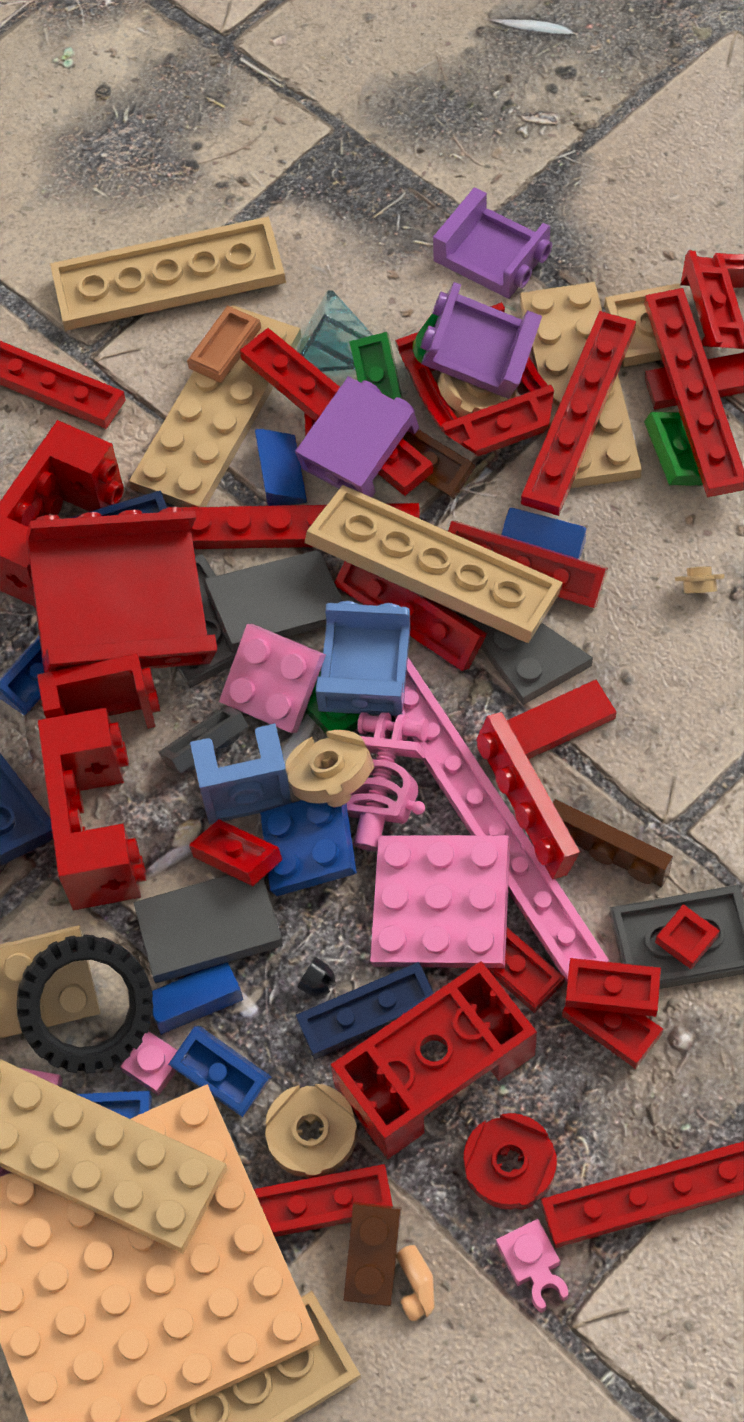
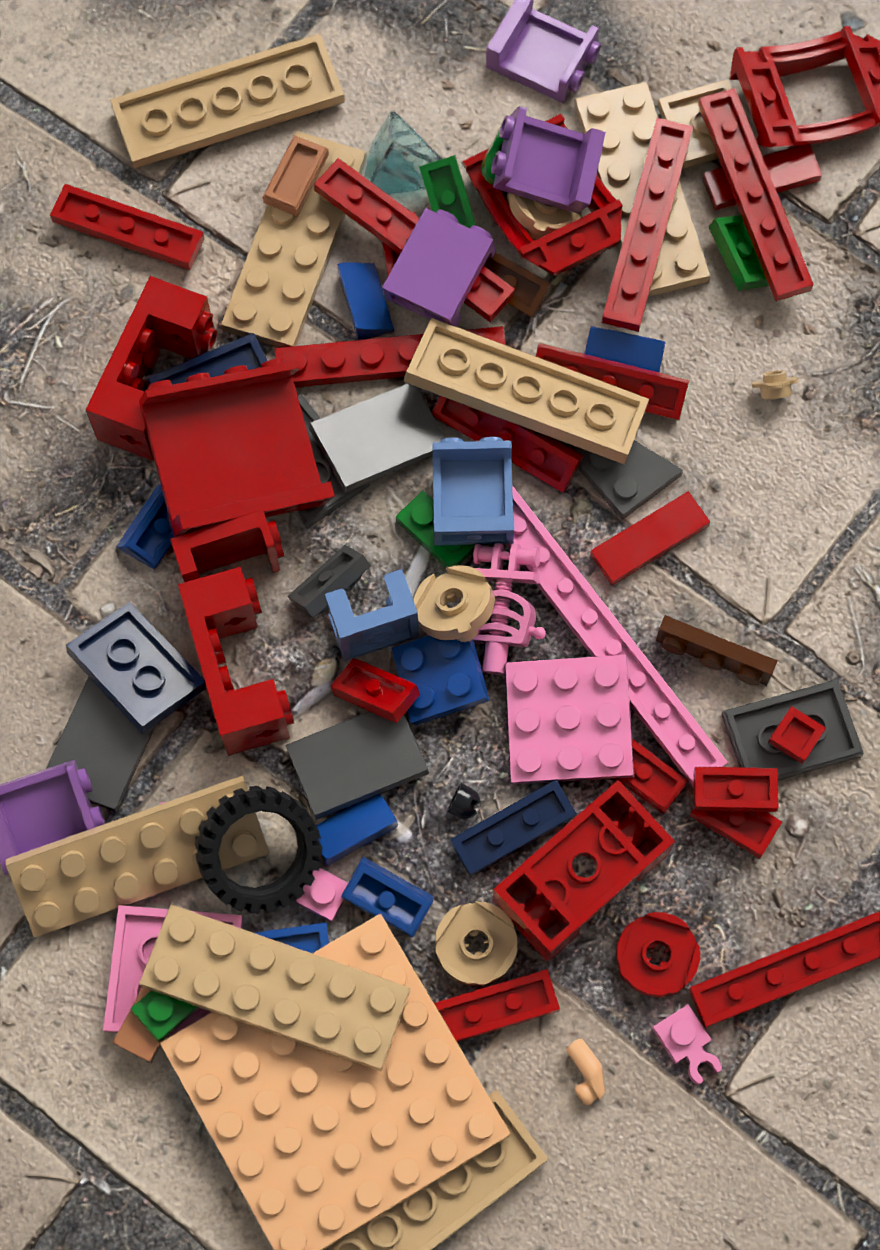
camera: 10 degrees left, 10 degrees up
(272, 678) = (387, 516): bright pink plate -> none
(372, 1254) = (546, 1051): reddish brown plate -> none
(527, 796) = (639, 613): red plate -> none

